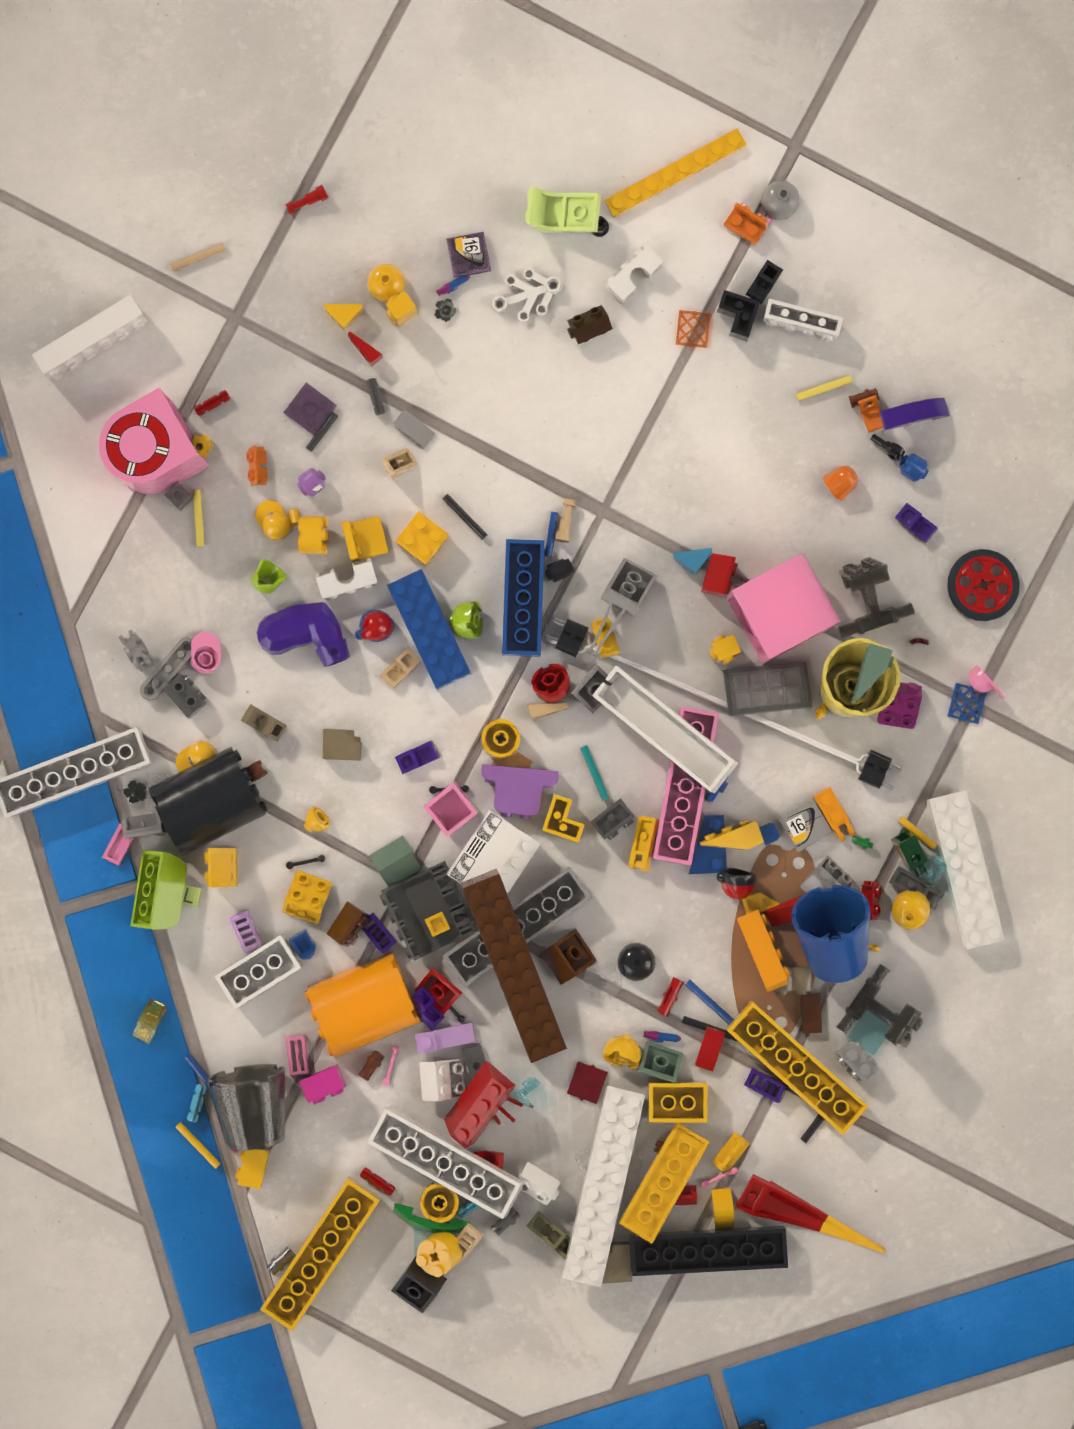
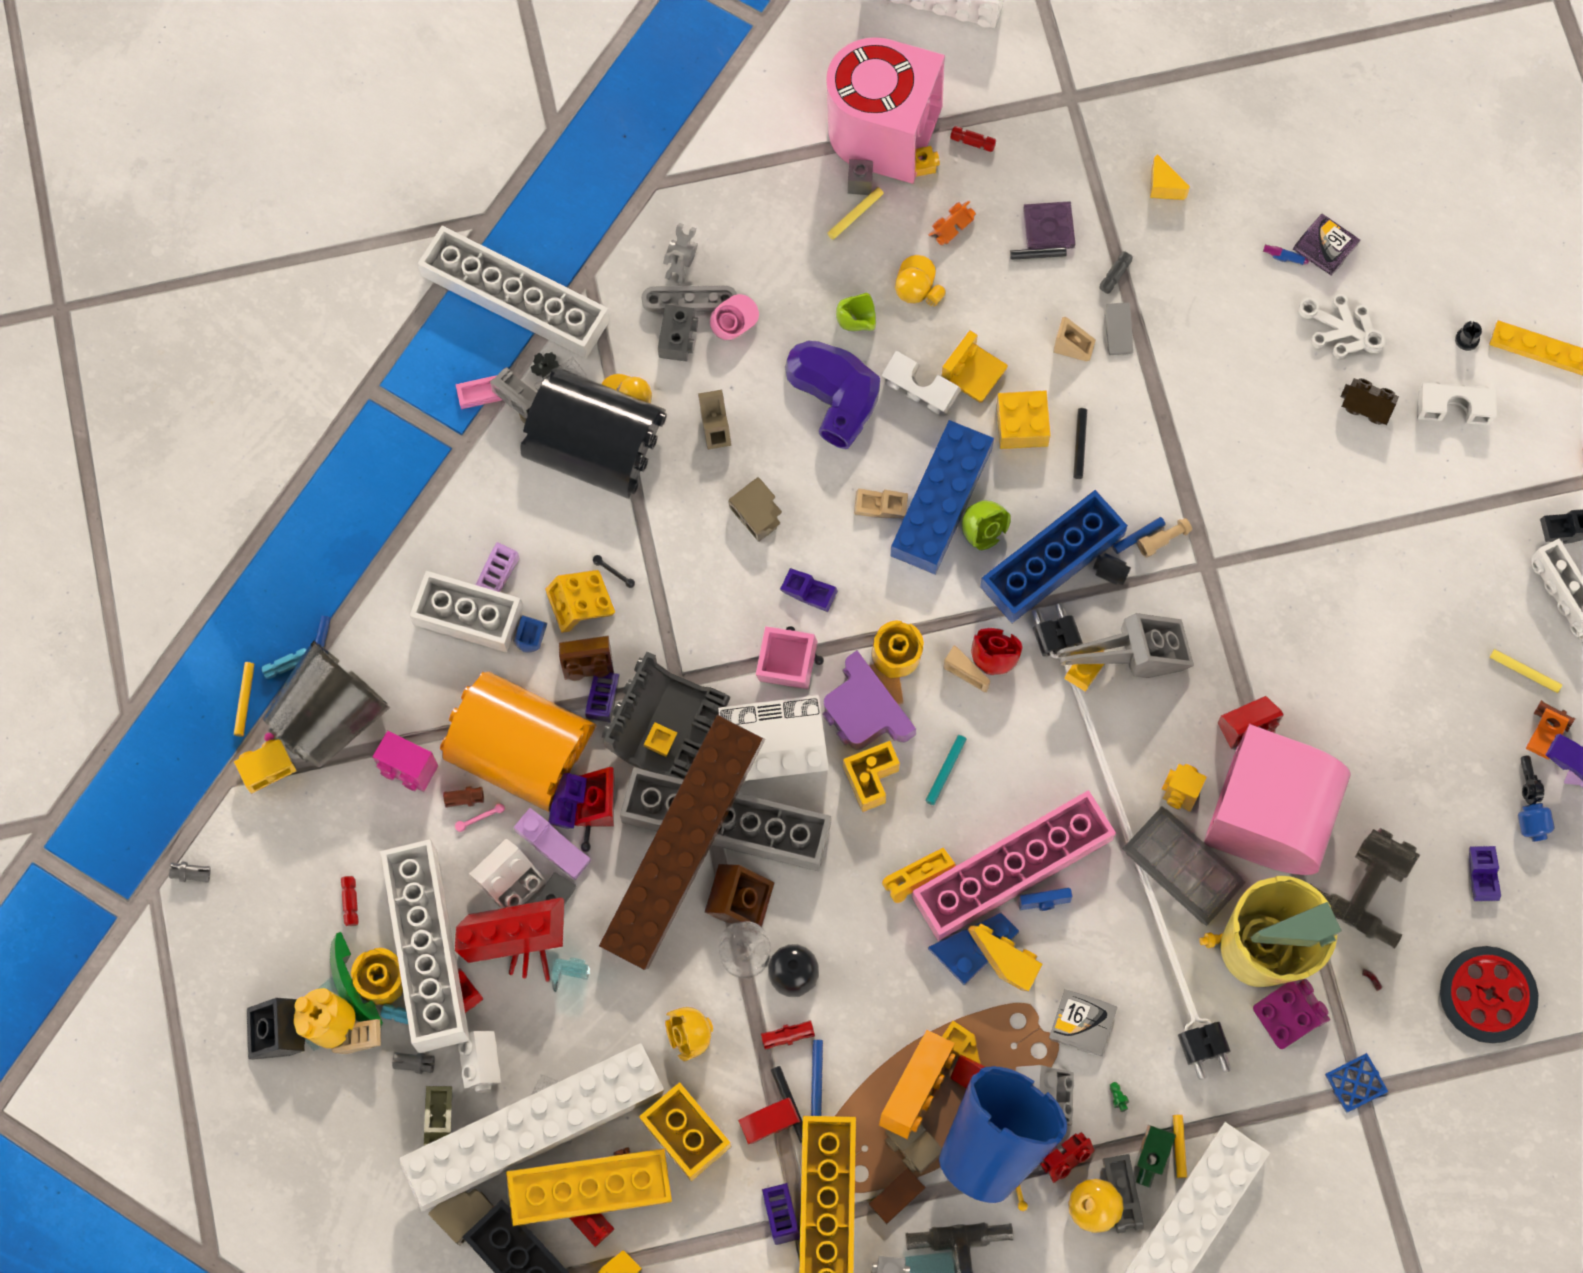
camera: 55 degrees right, 15 degrees down
(149, 1021) = (330, 552): clear yellow brick -> none
(159, 891) = (468, 457): lime windscreen -> none
(191, 895) = (487, 493): yellowish green tile -> none
(197, 257) = (1095, 22): tan bar -> none
(222, 867) = (539, 491): yellow slope -> none
(256, 771) = (662, 453): copper wheel -> none
(305, 1056) = (421, 725): bright pink tile -> none
(310, 198) = (1241, 70): red piece -> none
(311, 482) = (982, 279): medium lavender head -> none
(313, 534) = (934, 317): yellow brick -> none
(316, 820) = (663, 546): yellow brick -> none
(320, 1253) = (228, 902): yellow brick -> none
(368, 352) = (1151, 231): red slope -> none
(375, 626) = (899, 447): red piece -> none
(385, 282) = (1229, 195): yellow cylinder -> none
(395, 861) = (688, 654): sand green slope -> none
(400, 309) = (1218, 223): yellow brick -> none
(445, 310) = (1255, 265): pearl dark grey plant -> none
(562, 211) = (1447, 288): yellowish green bracket -> none
(587, 1082) = (627, 1026): dark red piece -> none
(588, 686) = (1028, 696): light grey slope -> none
(612, 819) = (915, 825): dark grey bracket -> none
(660, 1037) = (737, 1060): piece -> none
(660, 1062) = (711, 1080): sand green slope -> none
(665, 729) = (1051, 792): white piece -> none
(679, 327) = (1474, 491): clear orange window -> none
(692, 559) = (1241, 685): dark azure slope -> none
(705, 1183) = (624, 1238): bright pink hinge -> none
(730, 1152) = (679, 1236): yellow hinge -> none
(737, 883) = (962, 1001): piece -> none
(742, 309) = (1520, 529): black brick -> none
(769, 833) = (1041, 992): blue piece -> none
(833, 812) = (1121, 1040): light orange hinge -> none
(841, 482) = (1453, 763): orange hair -> none
(934, 873) = (1161, 1192): clear light blue bracket -> none
(982, 682) = (1391, 1076): bright pink cap -> none

